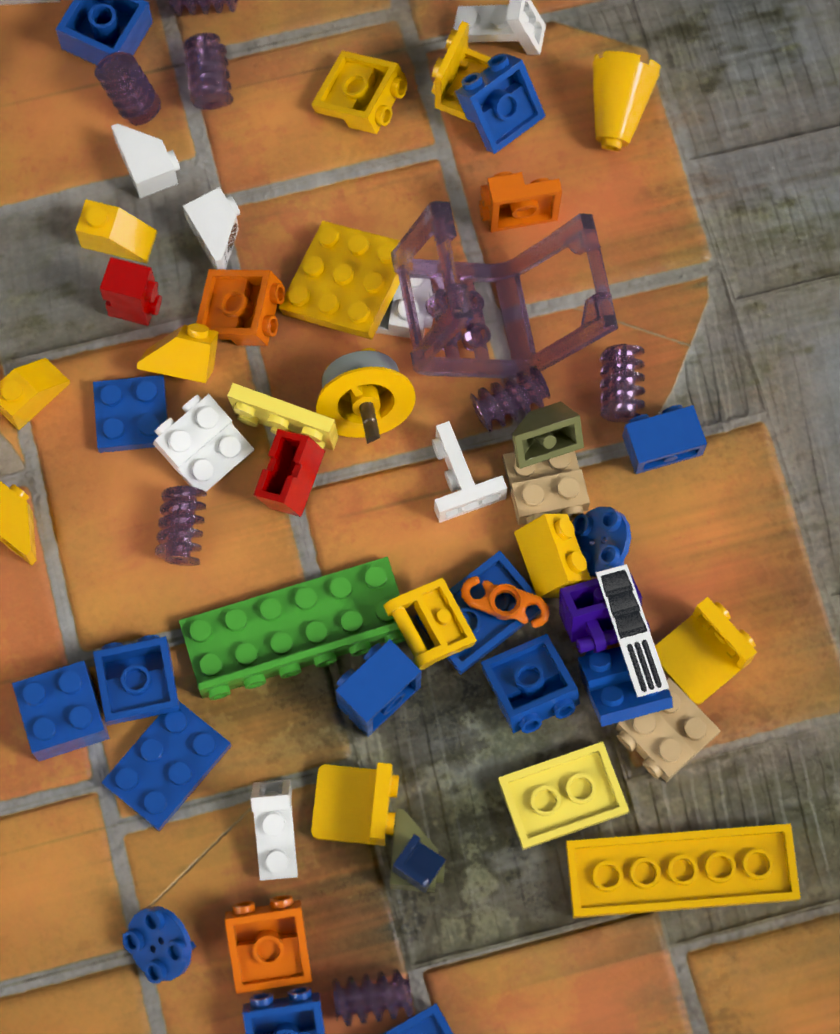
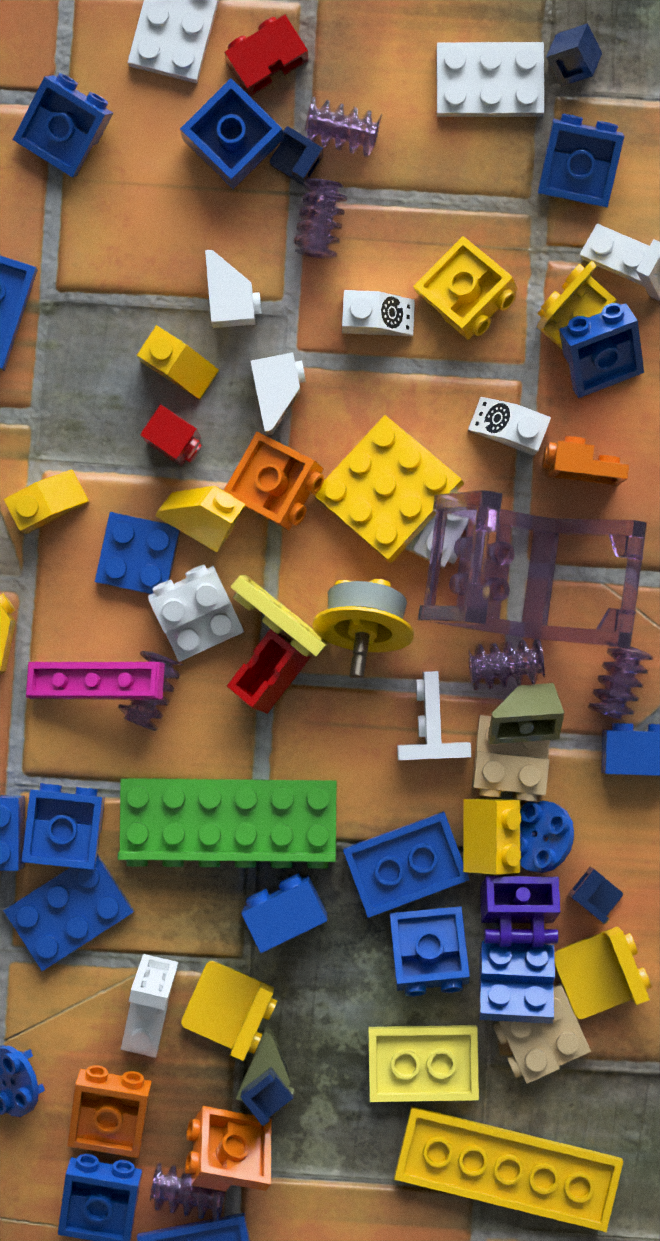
camera: 20 degrees right, 15 degrees up
(125, 532) = (95, 680): none -> dark pink tile
(128, 87) = (234, 213): clear purple piece -> none
(169, 29) = (296, 156): none -> dark blue panel
(285, 137) = (377, 313): none -> white slope
(399, 935) = (228, 1150): none -> orange plate
(440, 618) = (364, 865): yellow plate -> none
(441, 184) = (509, 424): none -> white slope
(487, 602) = (448, 871): orange piece -> none
(632, 630) = (539, 942): sticker -> none
(670, 583) = (596, 894): none -> dark blue panel

